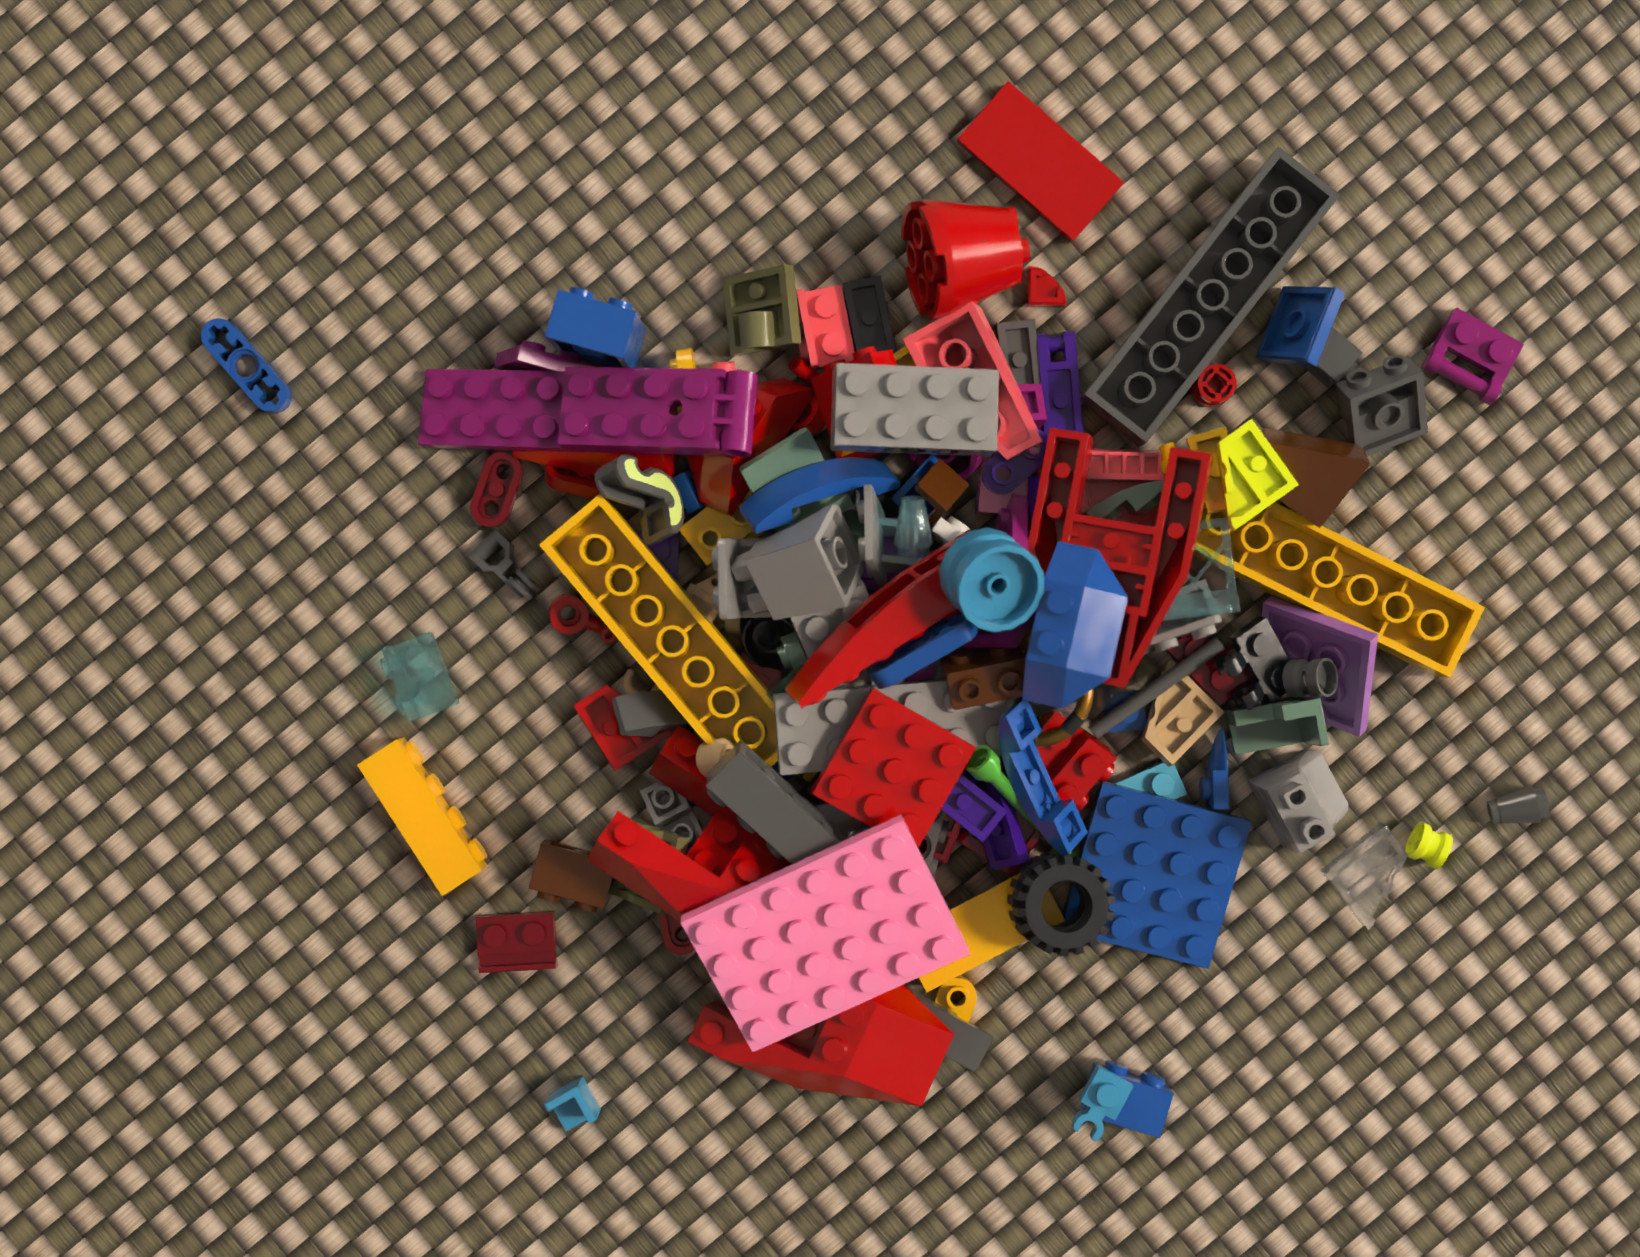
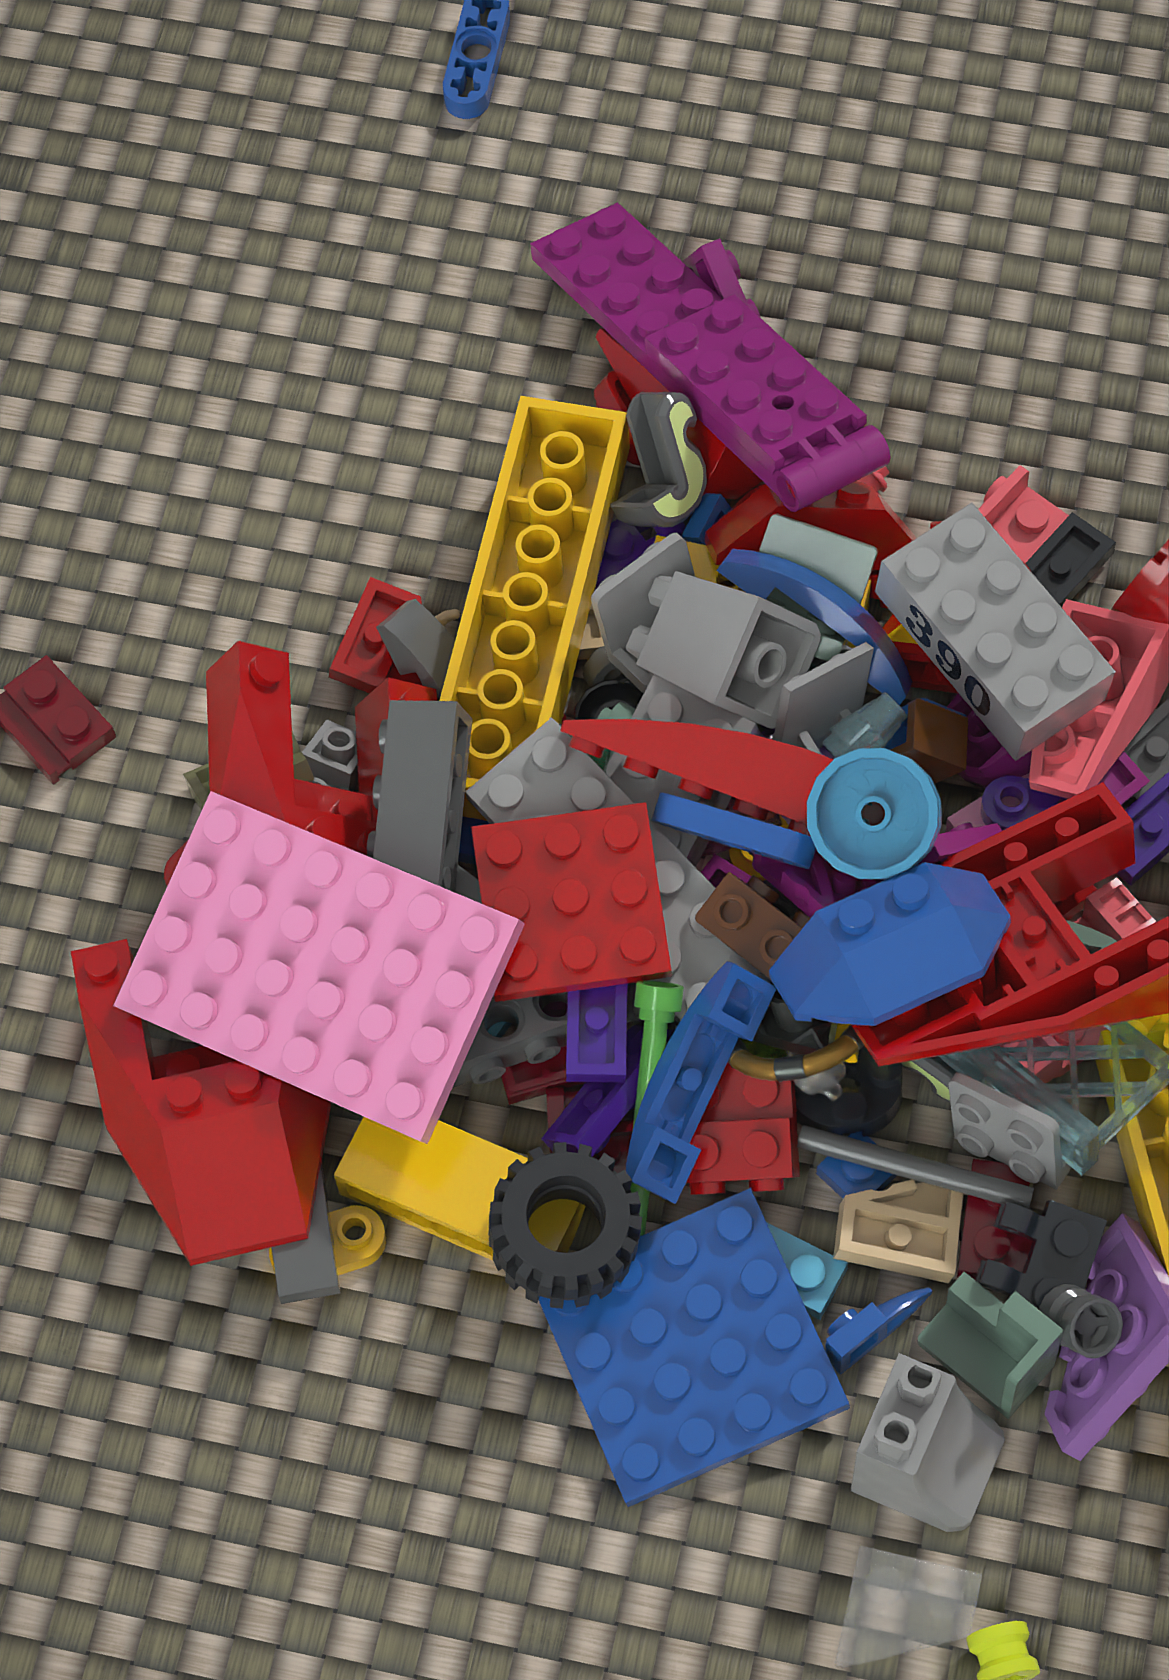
camera: 60 degrees right, 25 degrees down
(419, 677) = (275, 420): clear light blue bracket -> none
(423, 814) = (123, 525): yellow brick -> none
(493, 488) = (544, 350): dark red plate -> none
(523, 583) = (470, 417): dark grey piece -> none
(567, 873) = (174, 712): reddish brown brick -> none
(580, 619) = (452, 502): red plate -> none
(596, 330) = (802, 288): blue brick -> none
(762, 310) = (968, 453): olive plate -> none
(1104, 1096) = (366, 1472): dark azure plate -> none
(1147, 1103) = (382, 1523): blue brick -> none

